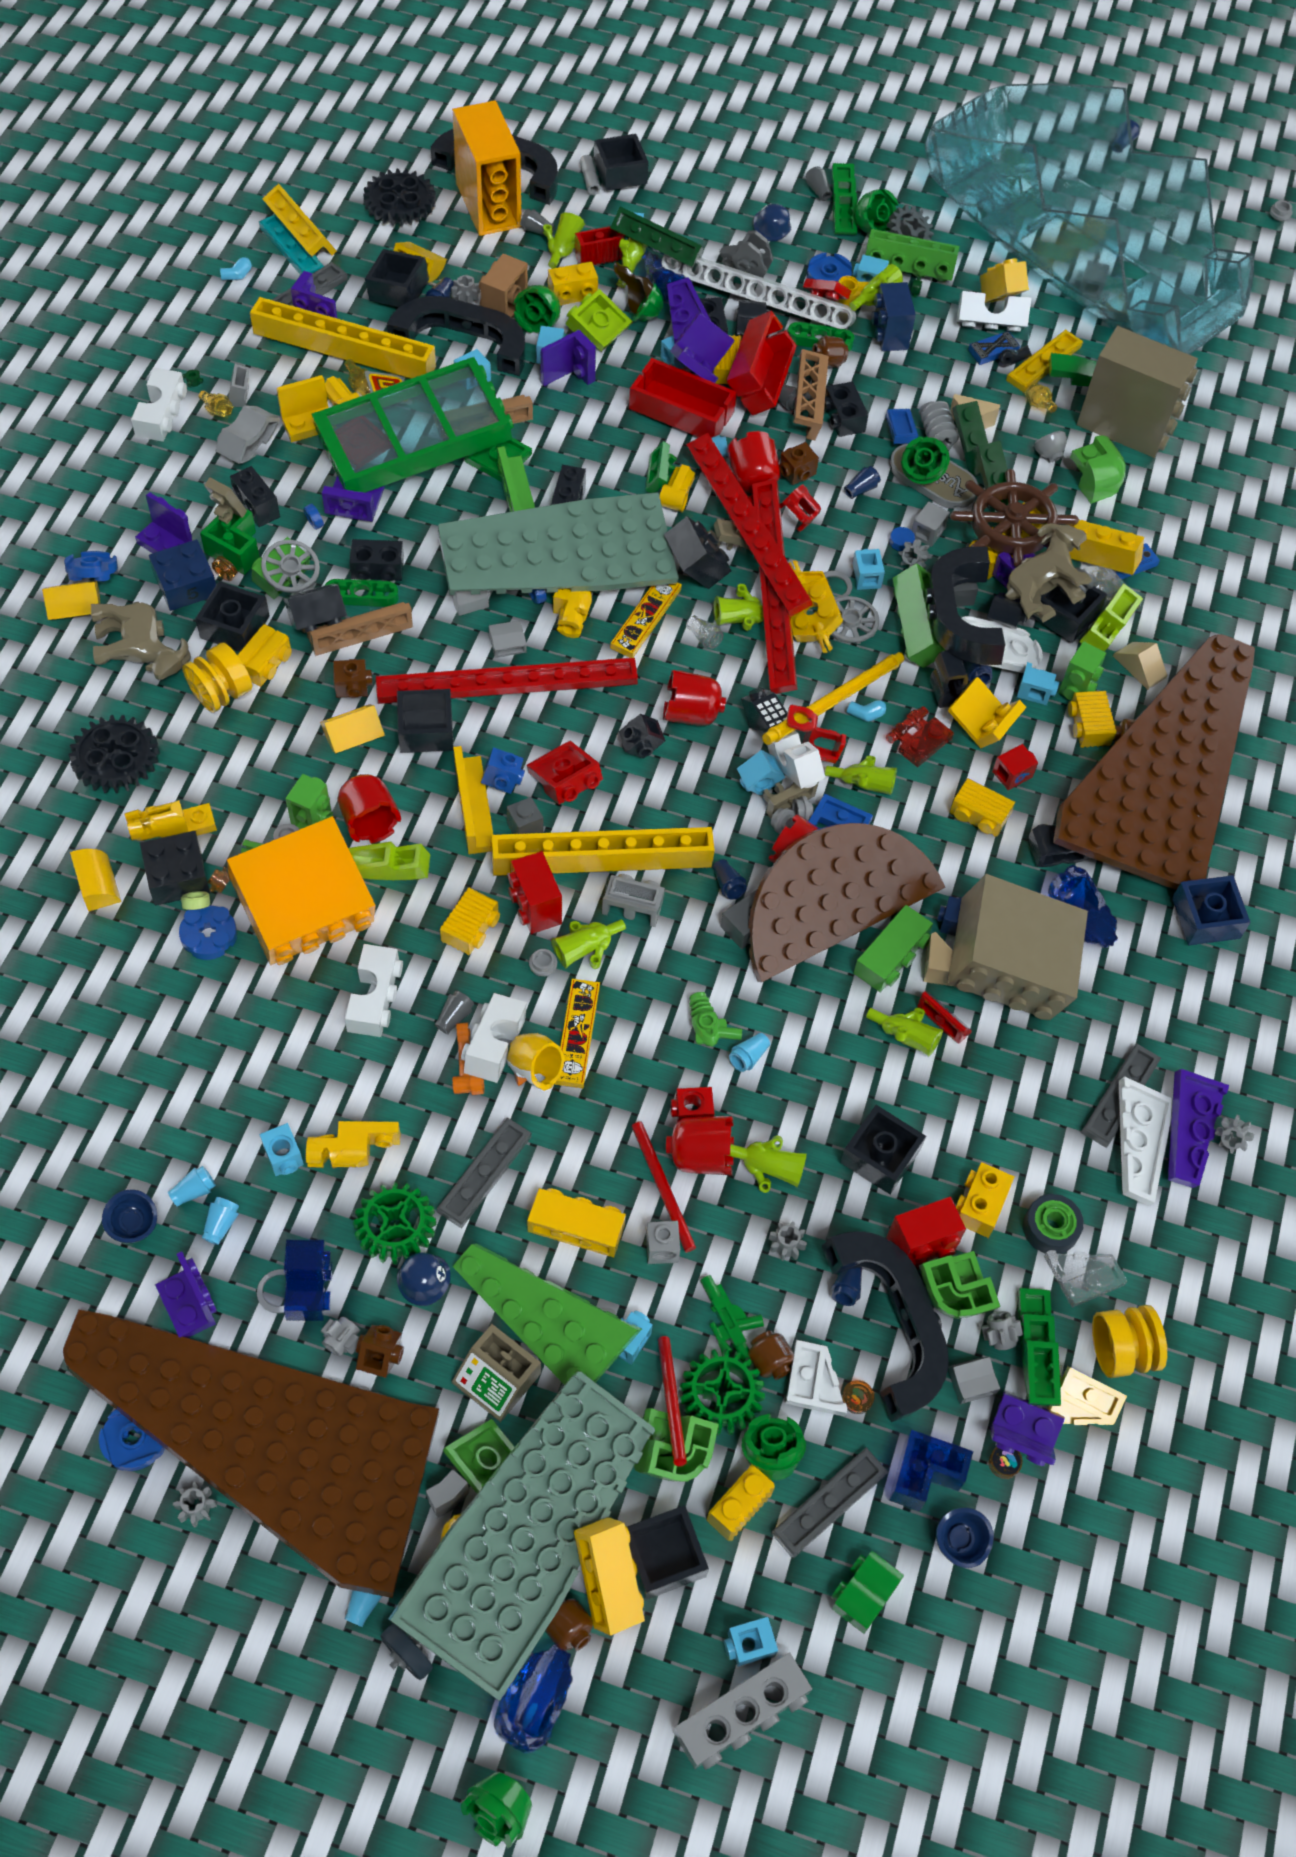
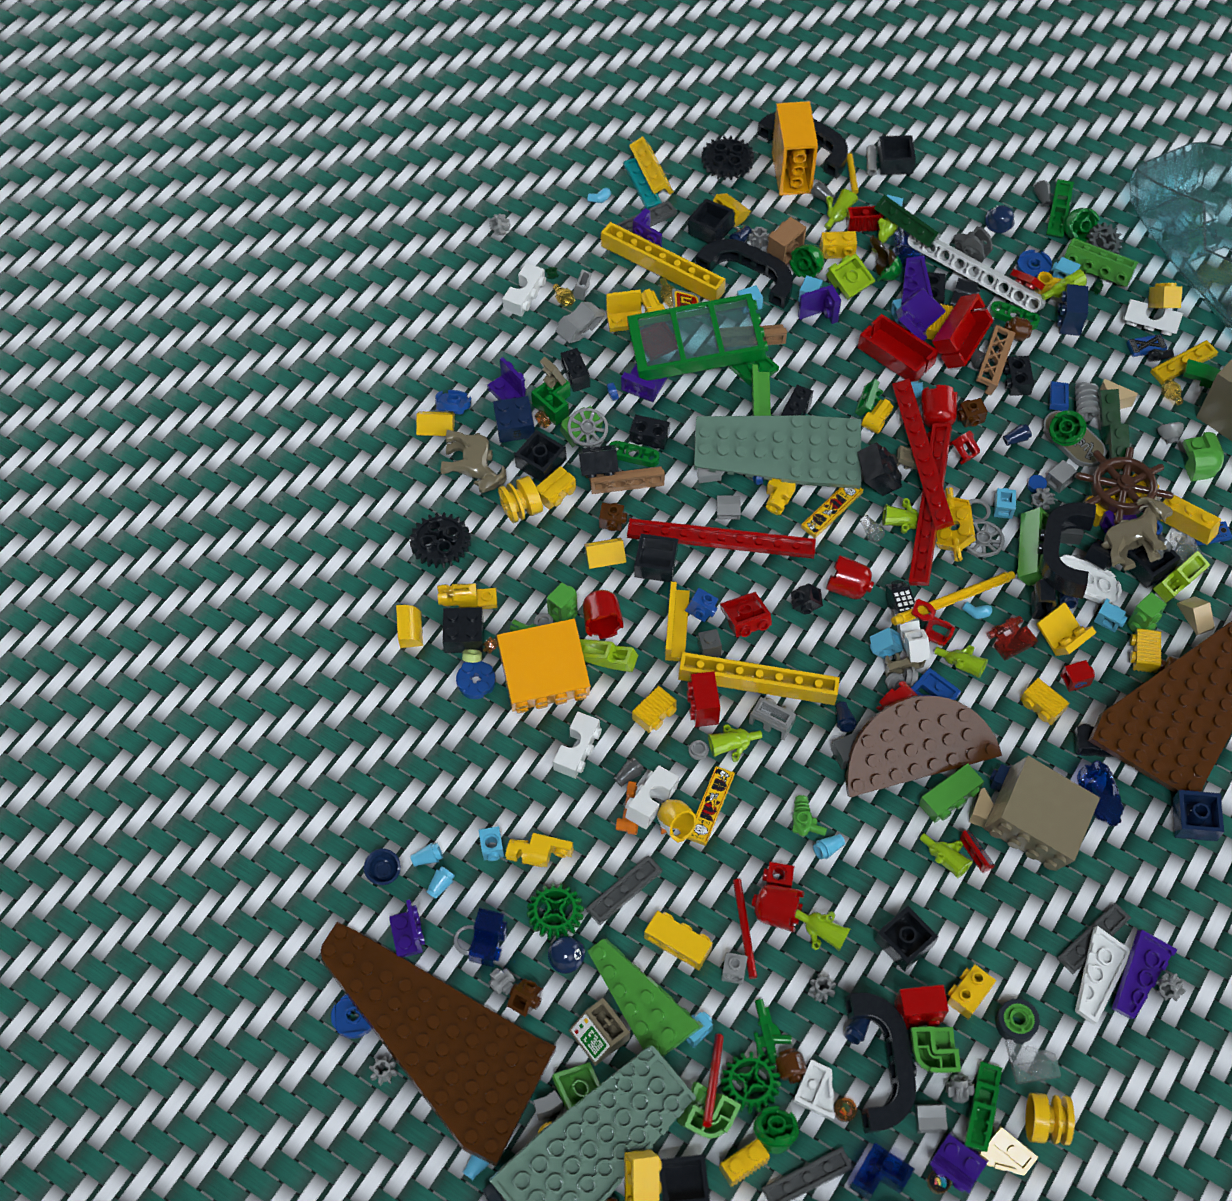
camera: 20 degrees right, 0 degrees up
(105, 325) = (499, 224): none -> light grey gear
(568, 194) = (852, 174): none -> yellow bar

